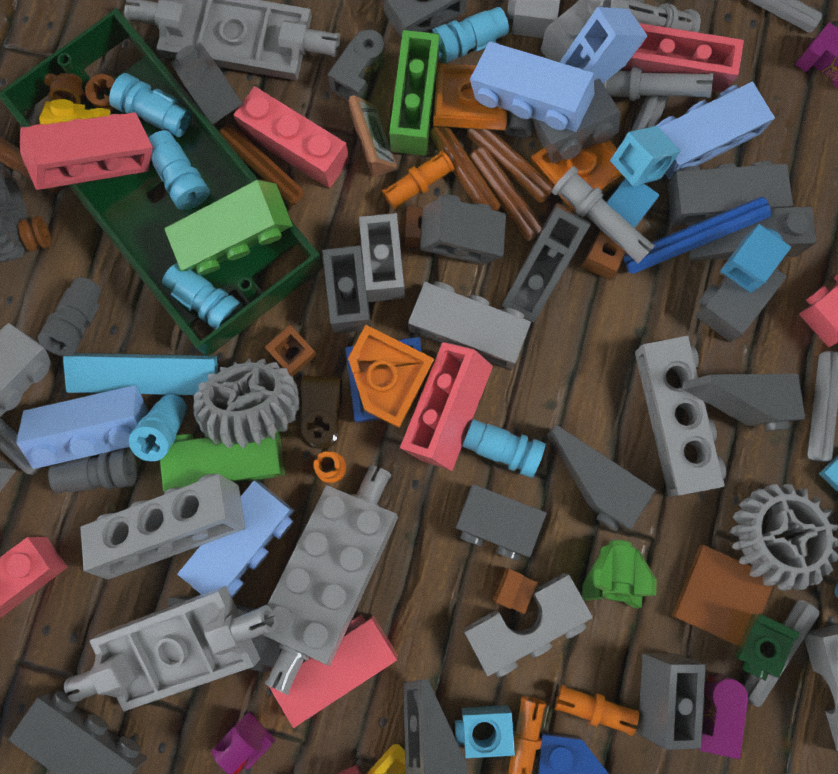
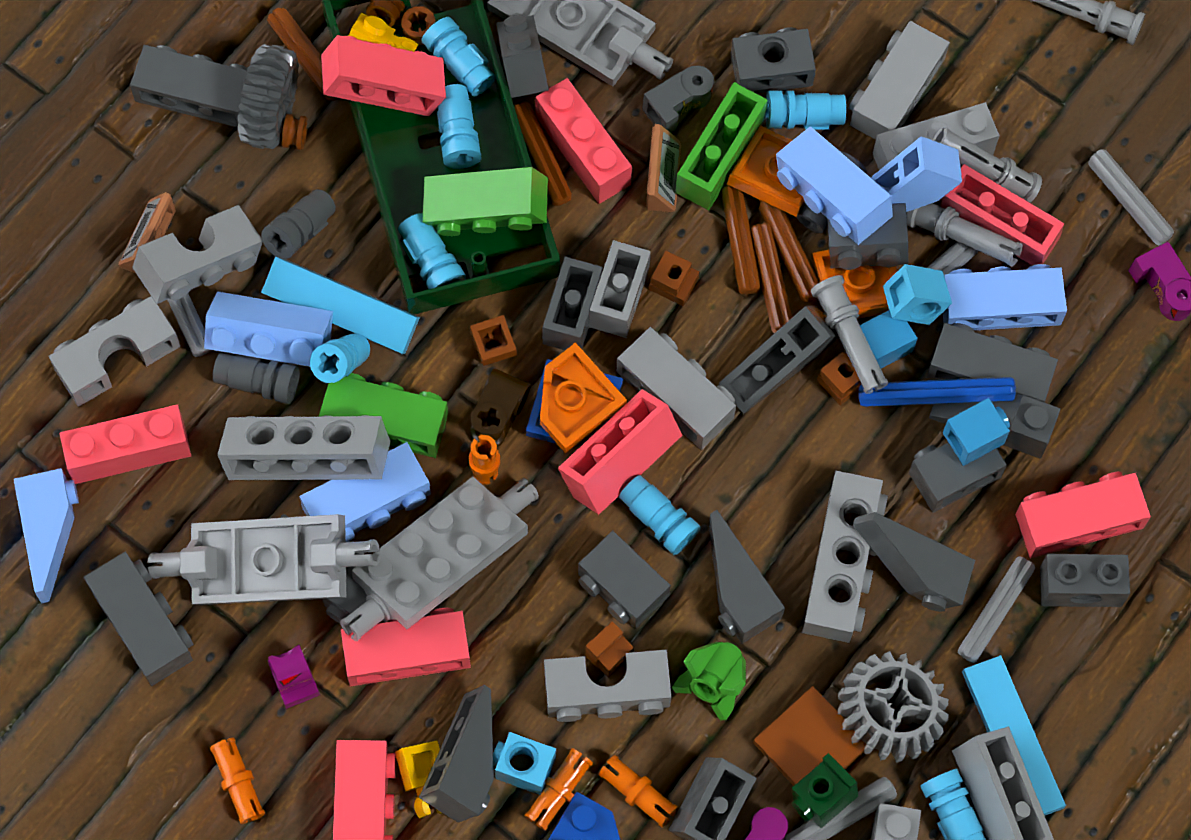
camera: 20 degrees right, 10 degrees down
(246, 403) = (431, 368): light grey gear -> none
(418, 180) = (689, 230): orange pin -> none
(463, 230) = (709, 294): dark grey brick -> none

